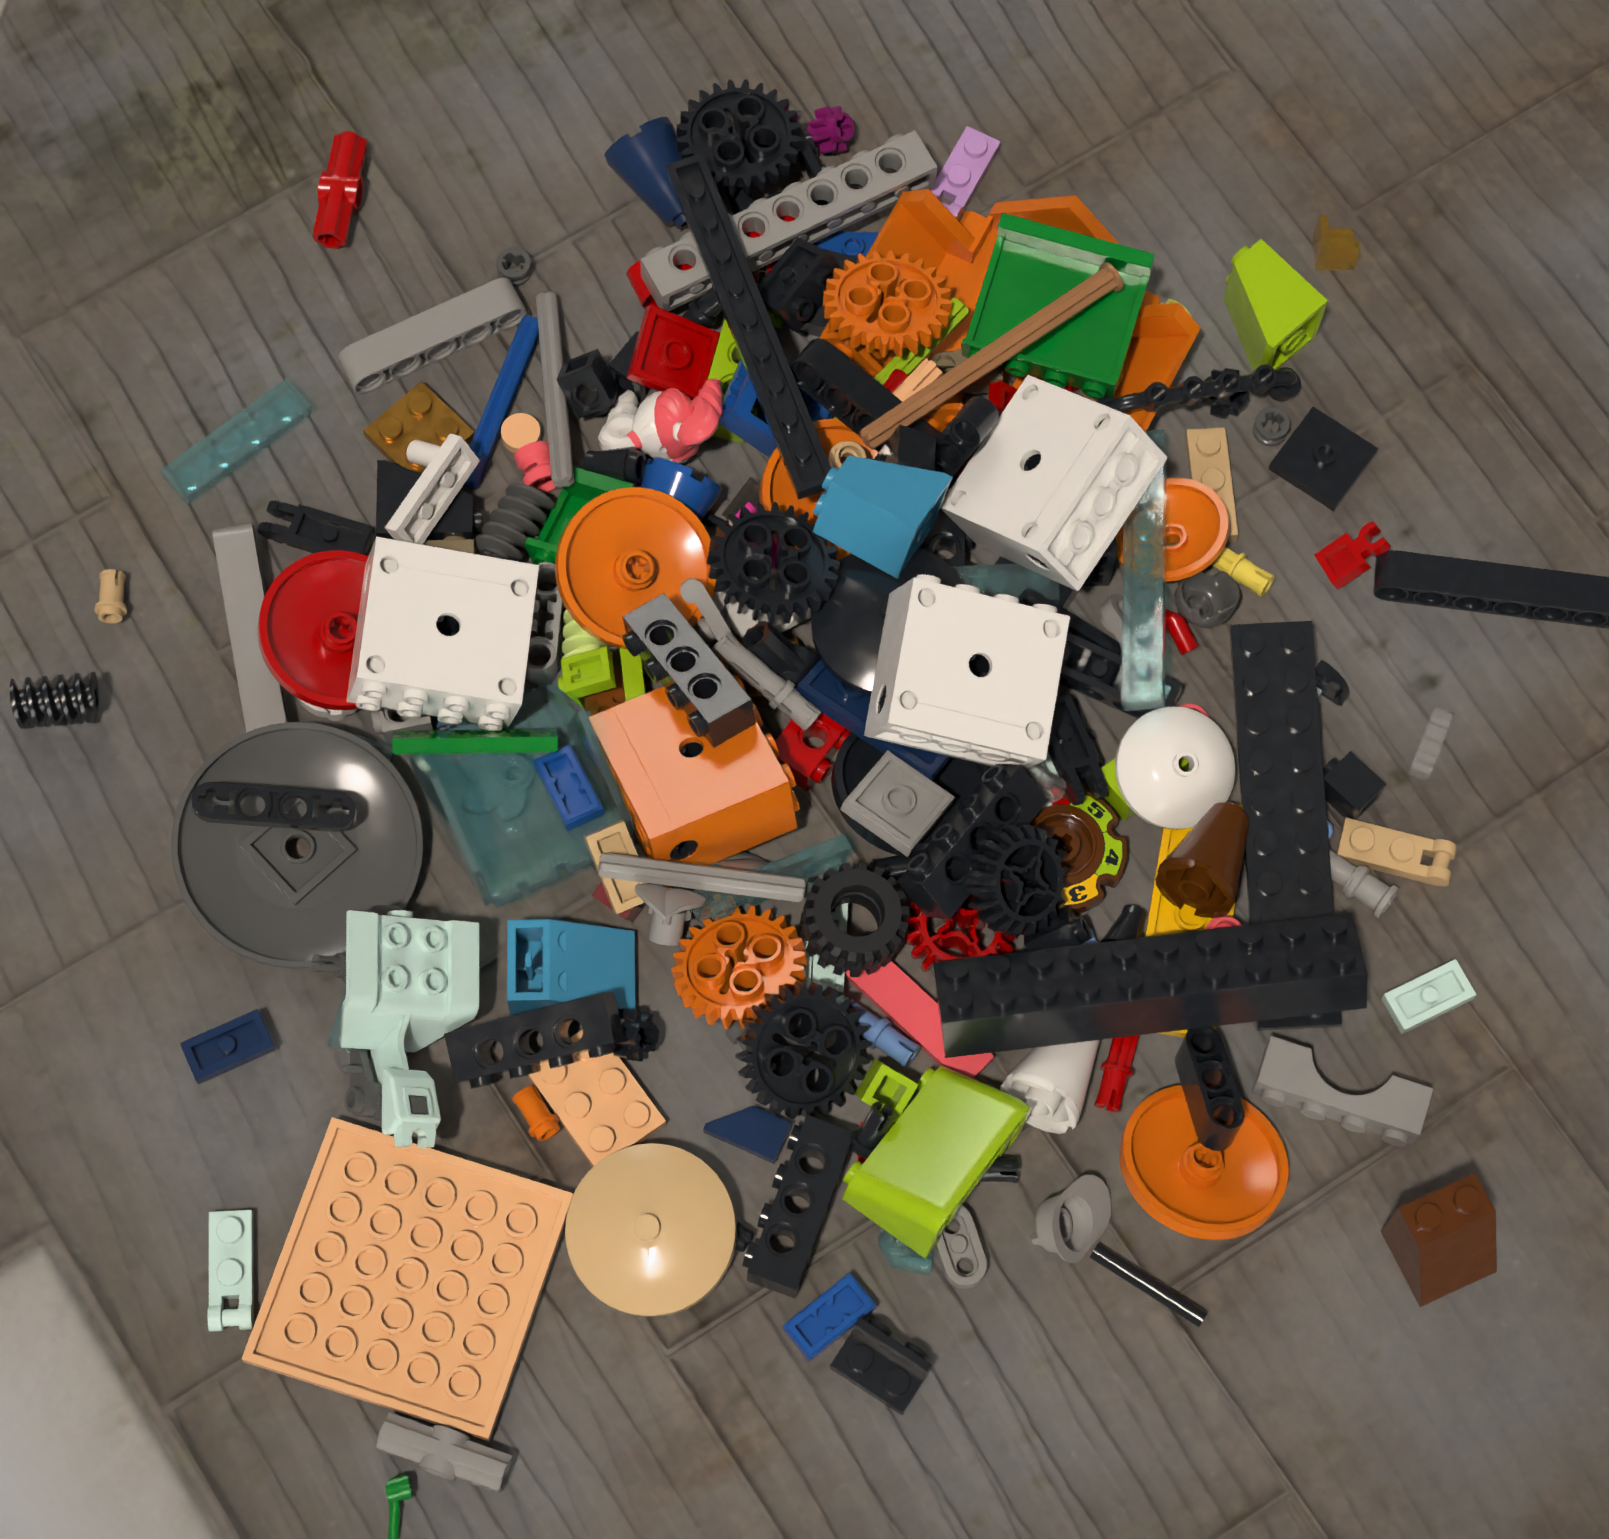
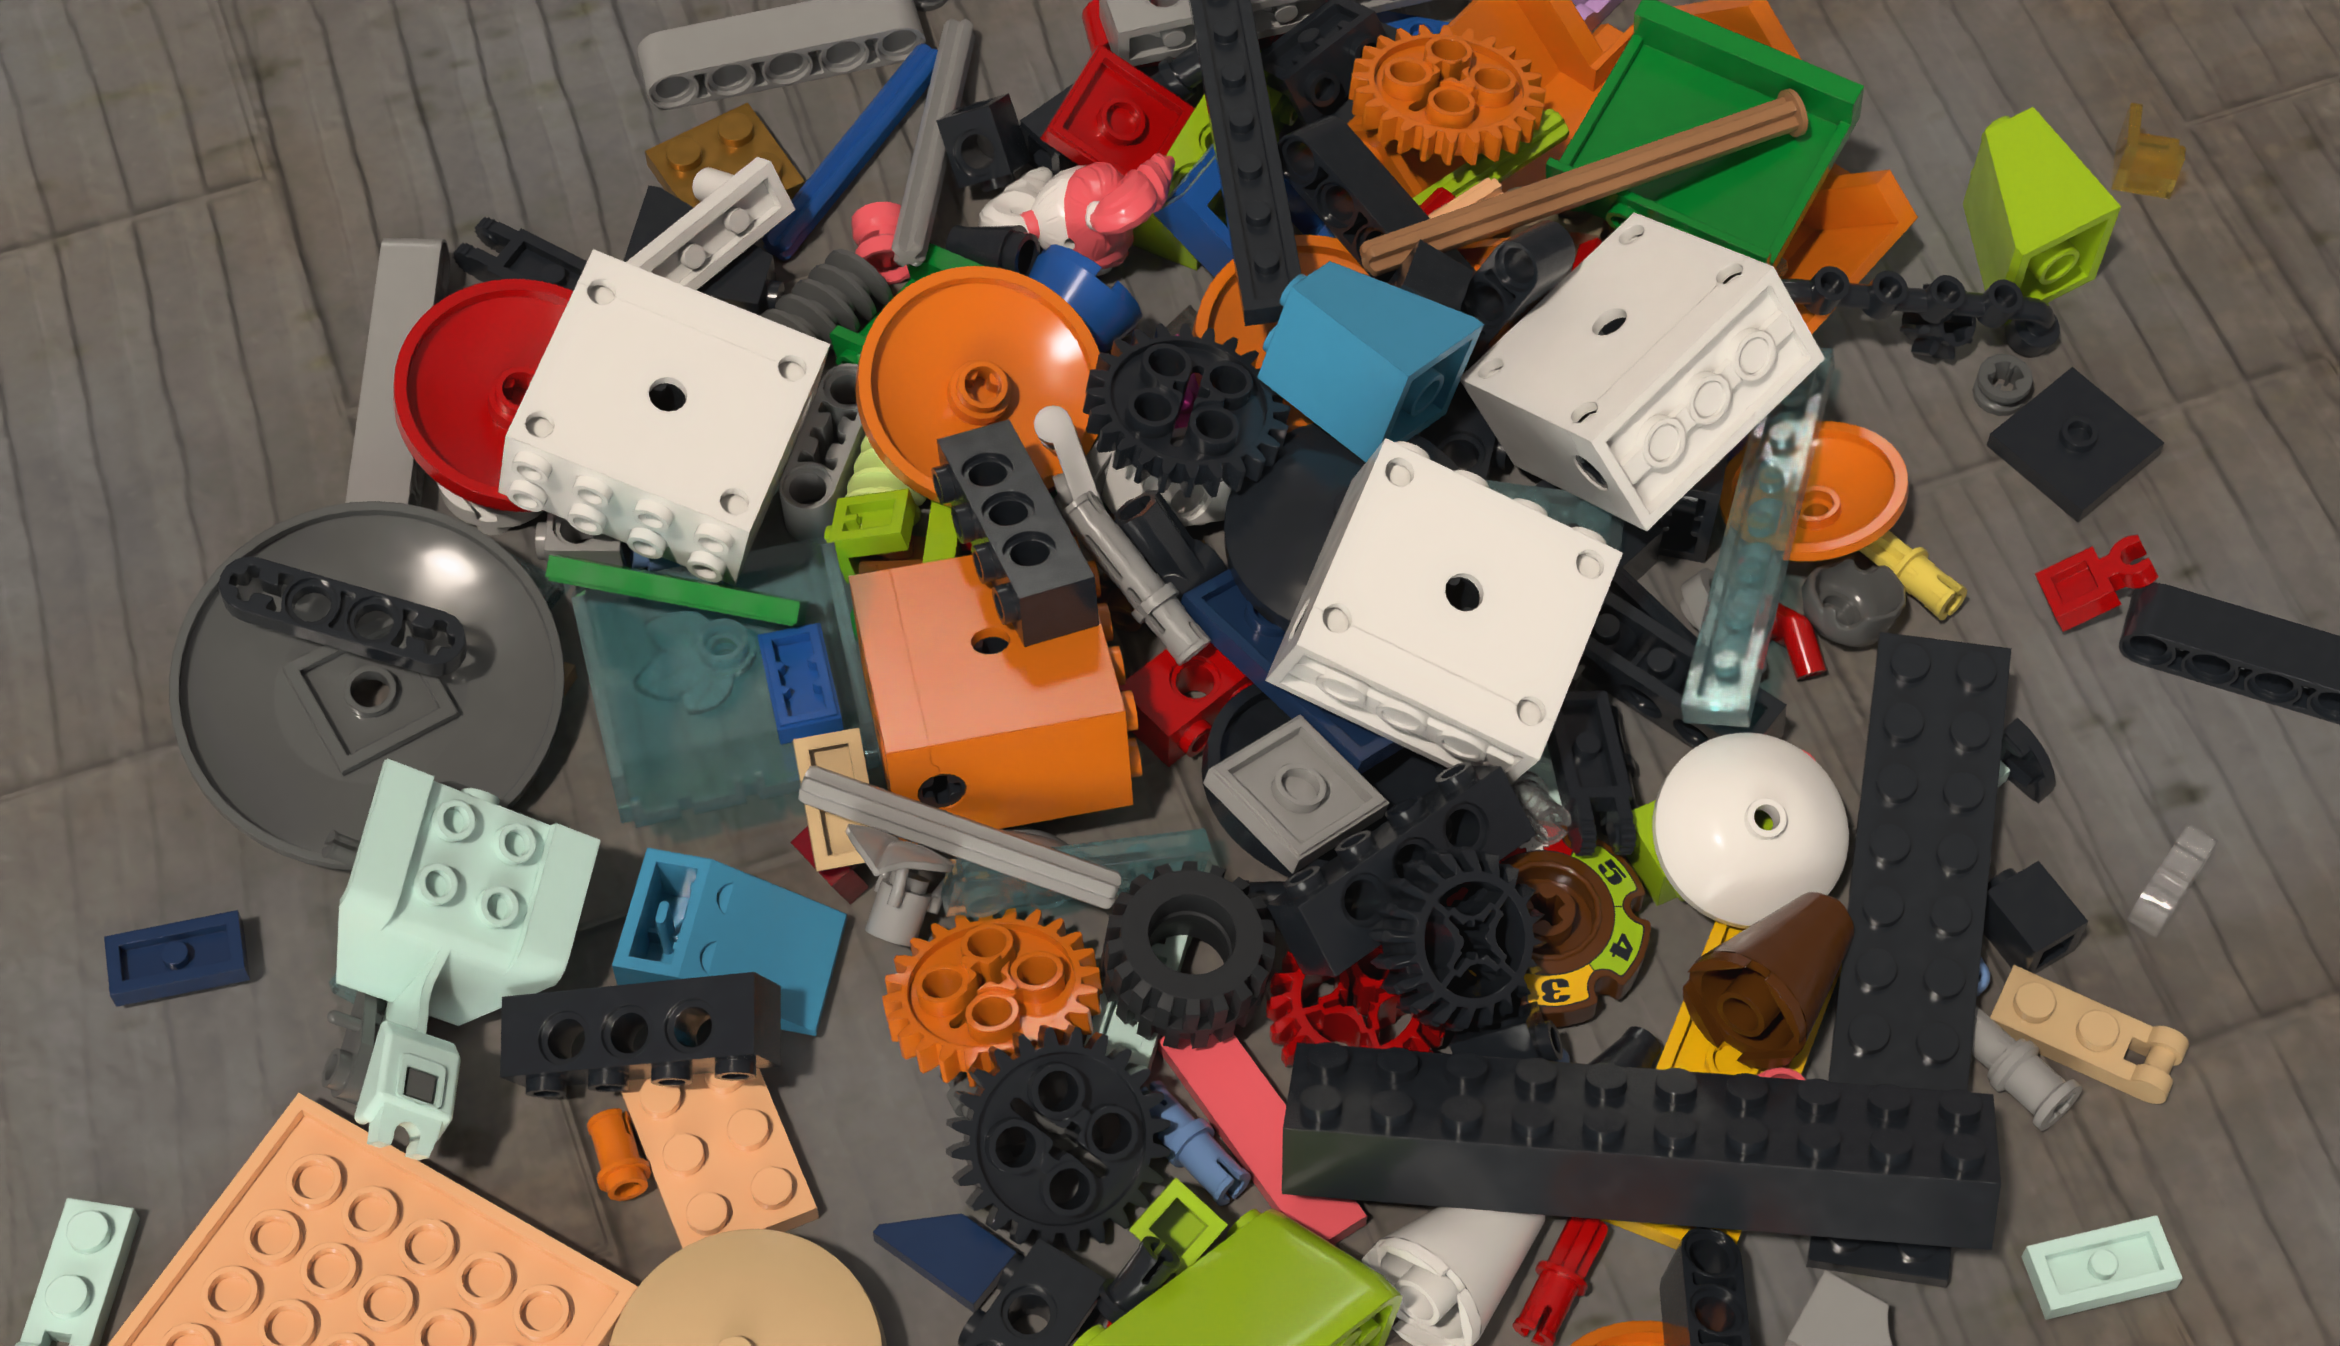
camera: 15 degrees right, 10 degrees down
(55, 701) = (84, 427): black piece -> none
(111, 597) = (210, 315): tan pin -> none
(236, 441) = (459, 133): clear light blue plate -> none
(519, 431) = (868, 187): light nougat tile -> none
(639, 1033) = (806, 1066): black gear -> none
(1211, 466) = (1898, 411): tan plate -> none

